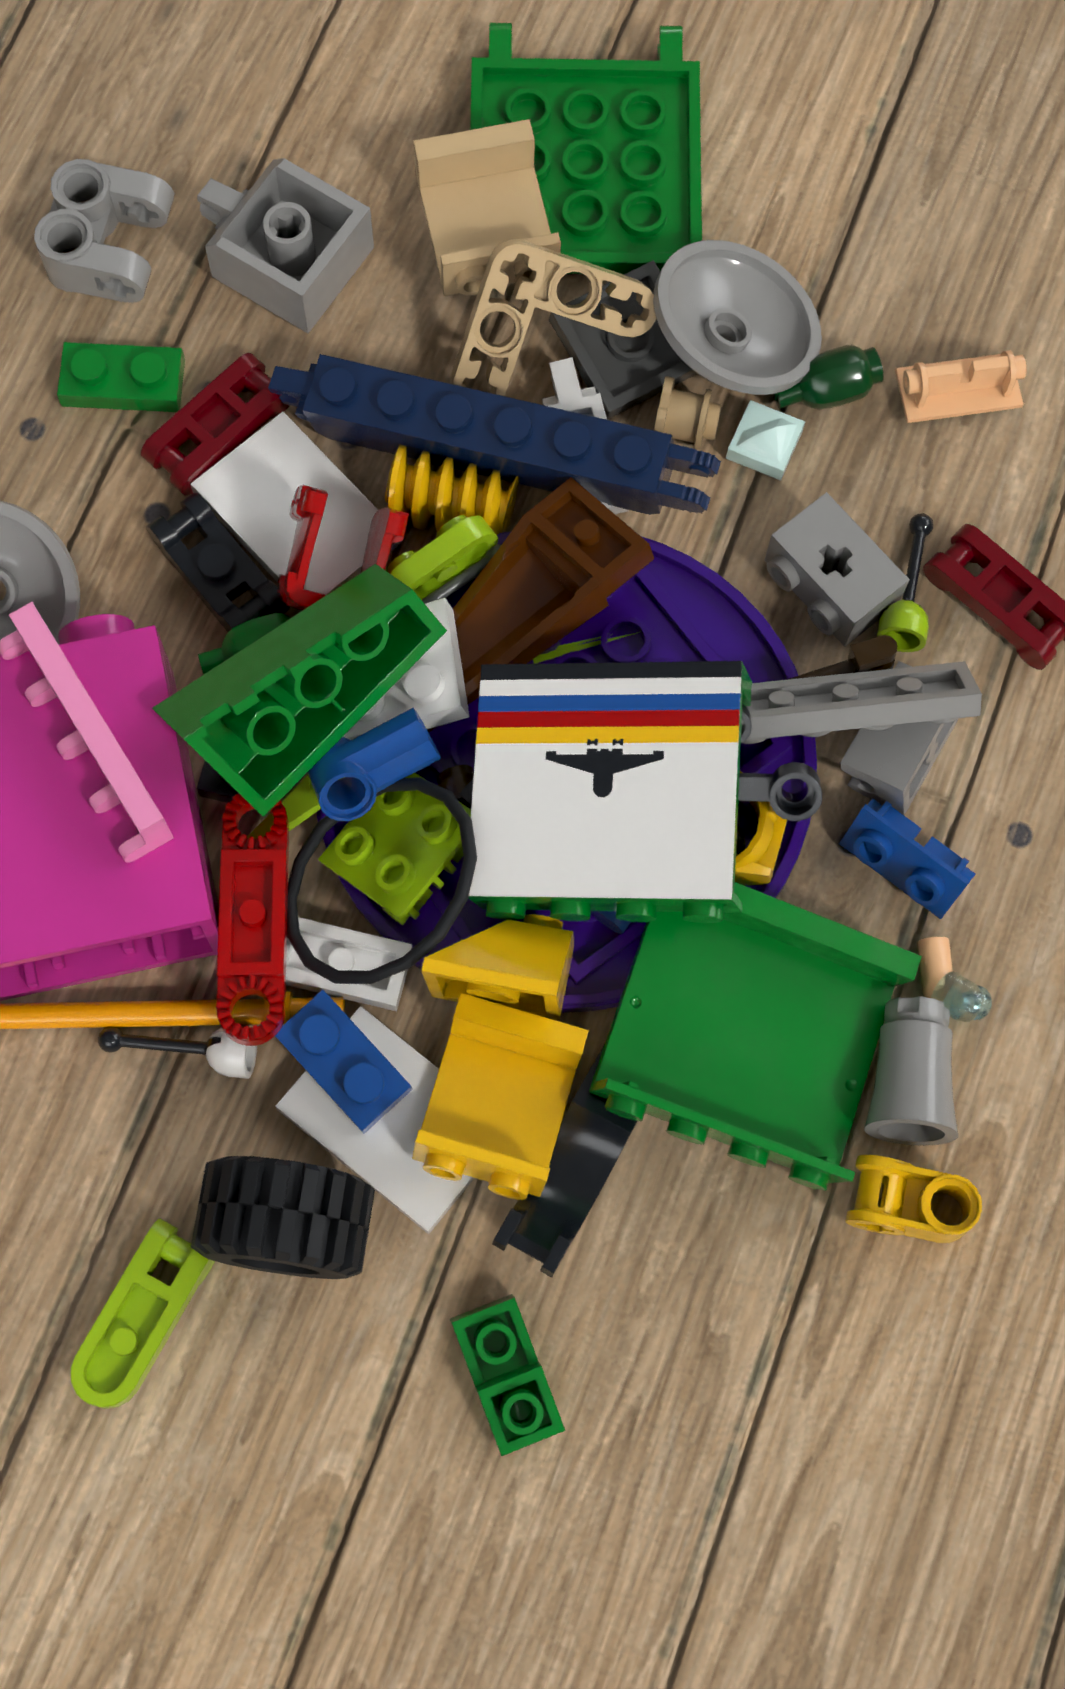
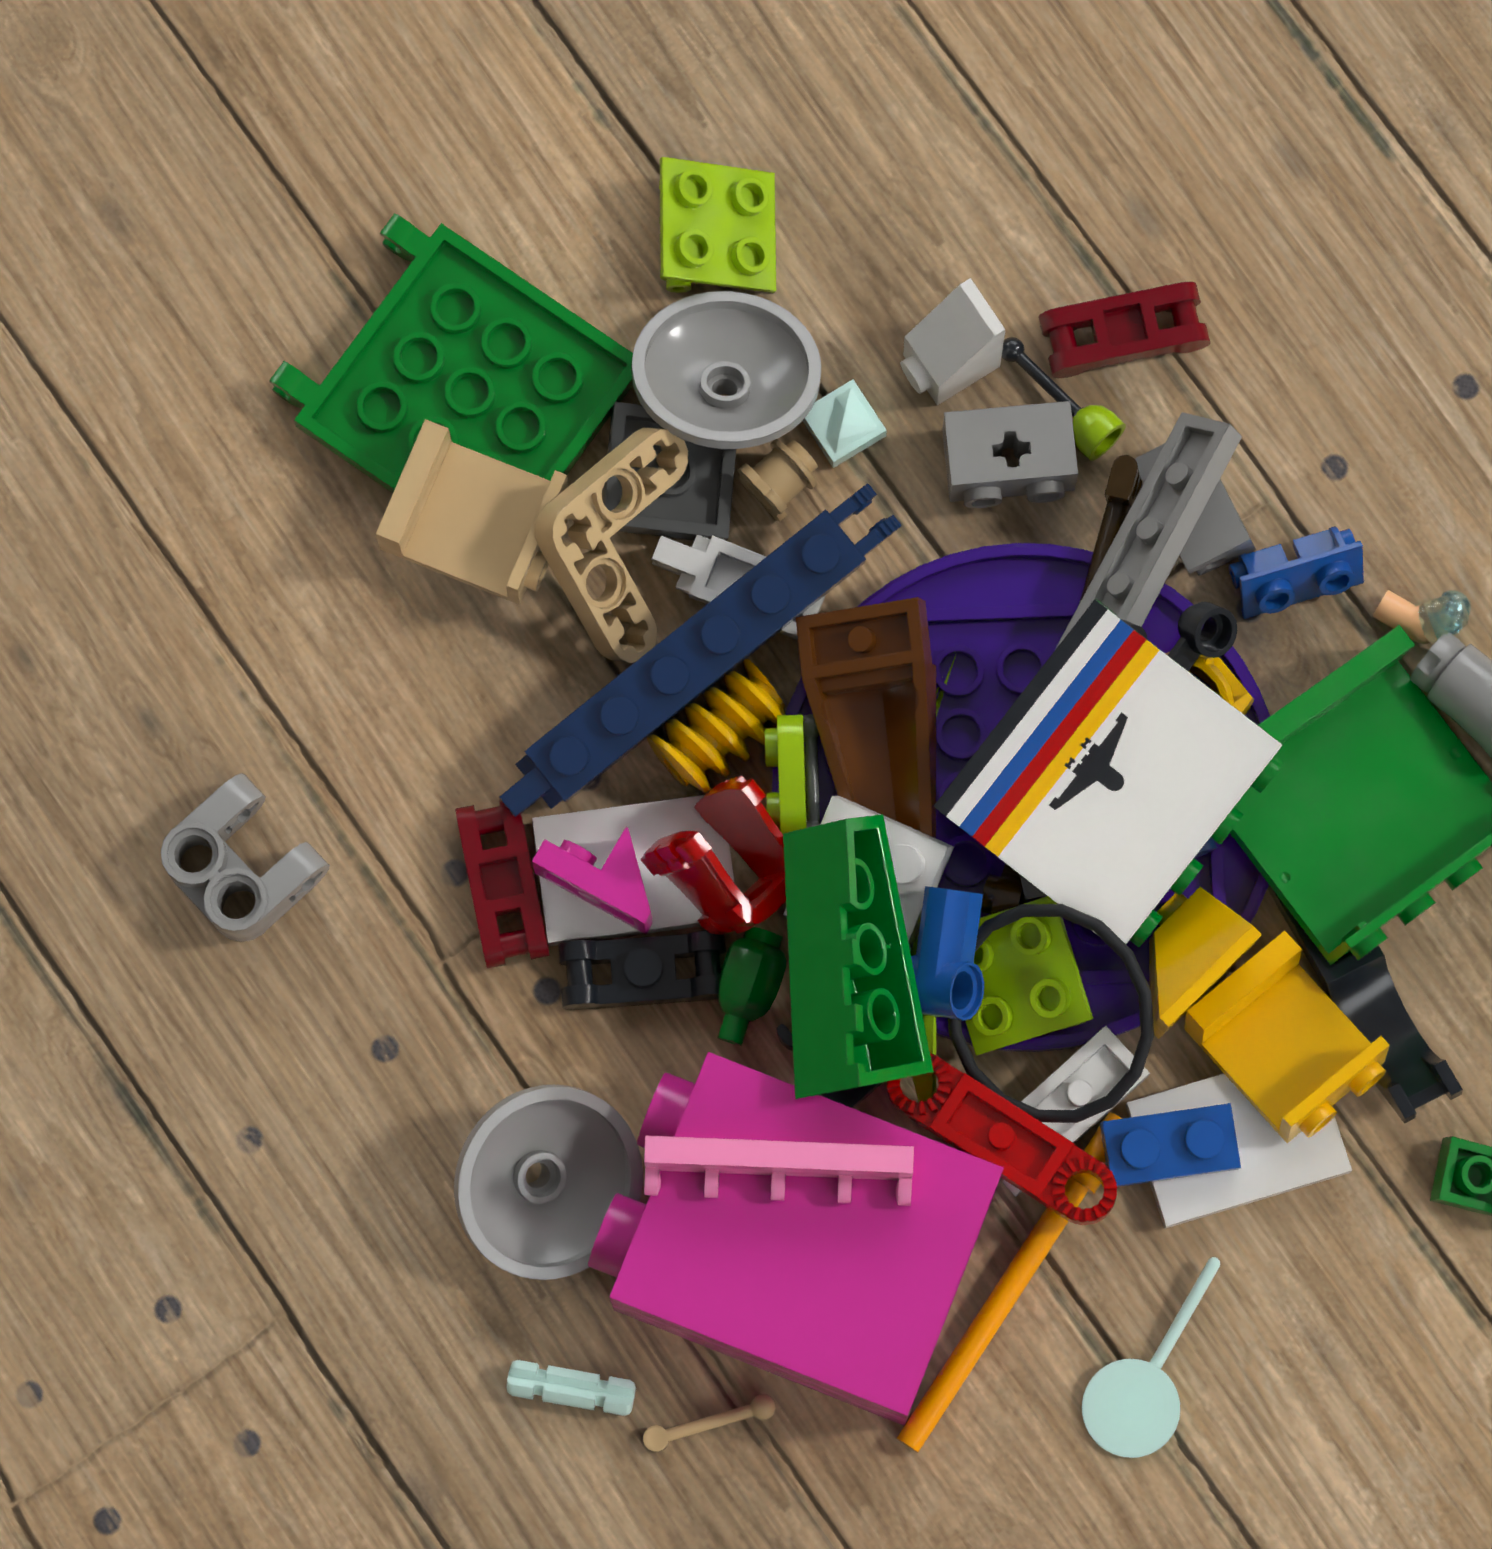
camera: 50 degrees left, 5 degrees up
(108, 1180) = (1132, 1402): none -> light aqua piece
(121, 377) = (393, 937): green plate -> none
(137, 1319) = (1269, 1445): lime plate -> none
(221, 1052) = (1086, 1241): hinge -> none
(262, 484) = (613, 889): none -> dark pink slope
(283, 1217) = (1279, 1272): black tyre -> none
(286, 240) = (339, 716): light grey hinge -> none
(835, 379) = (833, 320): dark green plant -> none
(848, 250) = (716, 226): none -> lime hinge
(886, 468) = (953, 344): none -> white slope
(961, 386) = (908, 223): light nougat hinge -> none

